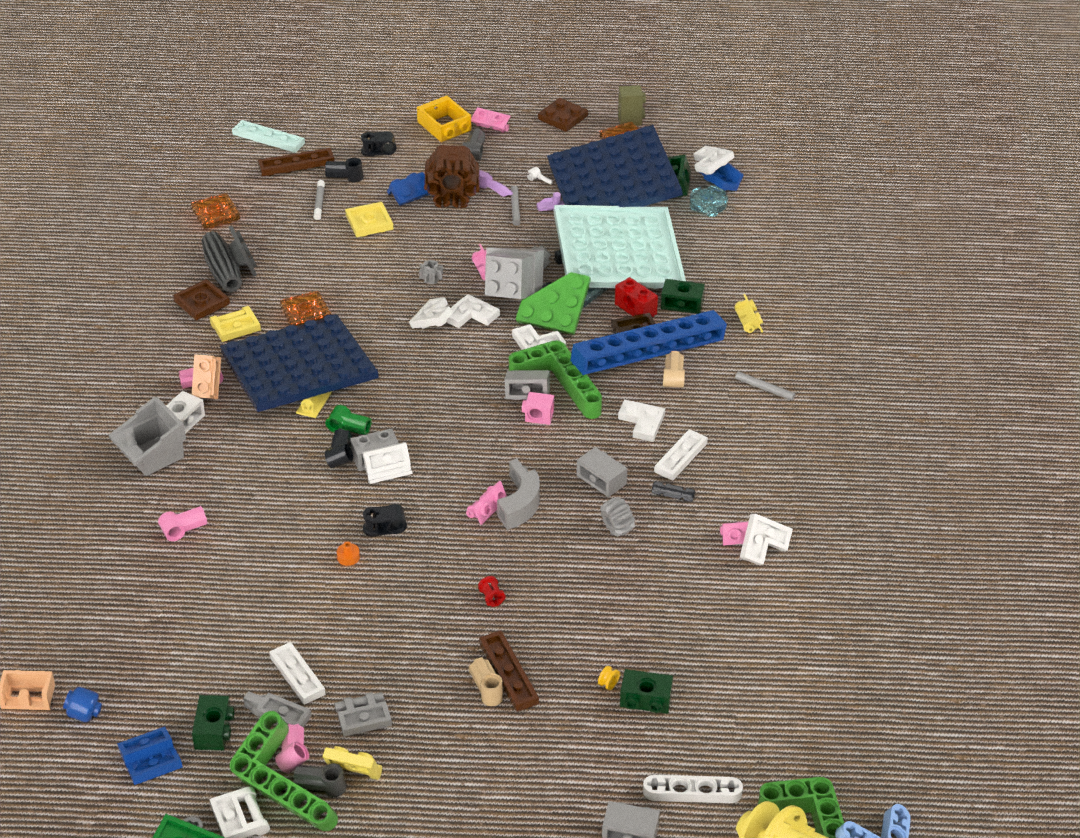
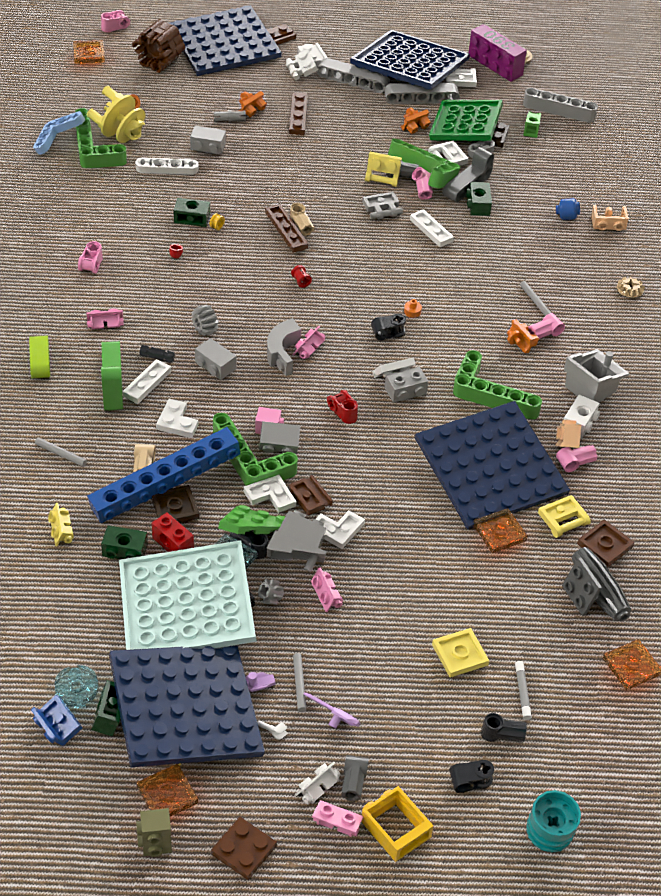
camera: 175 degrees right, 5 degrees up
(49, 592) = (624, 287): none -> tan gear
(149, 755) = (514, 187): blue slope -> none
(180, 570) = (535, 298): none -> light grey bar
(203, 772) = (477, 172): none -> dark grey beam
(219, 517) = (519, 335): none -> orange hips
(268, 136) = (612, 801): light aqua tile -> none
(289, 711) = (439, 207): light grey hinge -> none
(295, 162) = (564, 746): reddish brown plate -> none
(298, 447) = (488, 393): none -> bright green beam
(322, 109) = (553, 821): none -> teal wheel
(340, 450) = (436, 382): black piece -> none
(343, 418) = (440, 413): green piece -> none
(408, 189) = (423, 702): blue bracket -> none
(431, 272) = (382, 575): light grey gear -> none
(432, 314) = (379, 515): white plate -> none
(452, 175) = (375, 691): reddish brown piece -> none
(452, 425) = (344, 406): none -> red piece
(496, 341) = (310, 495): none -> reddish brown plate
(504, 144) = (324, 776): none -> white hinge
(664, 626) = (175, 250): none -> red hinge
(711, 159) = (60, 719): white plate -> none
(720, 444) = (111, 376): none -> bright green beam
(760, 534) = (94, 303): white plate -> none
(777, 616) = (91, 257): none -> bright pink piece
(813, 481) = (39, 357): none -> lime beam

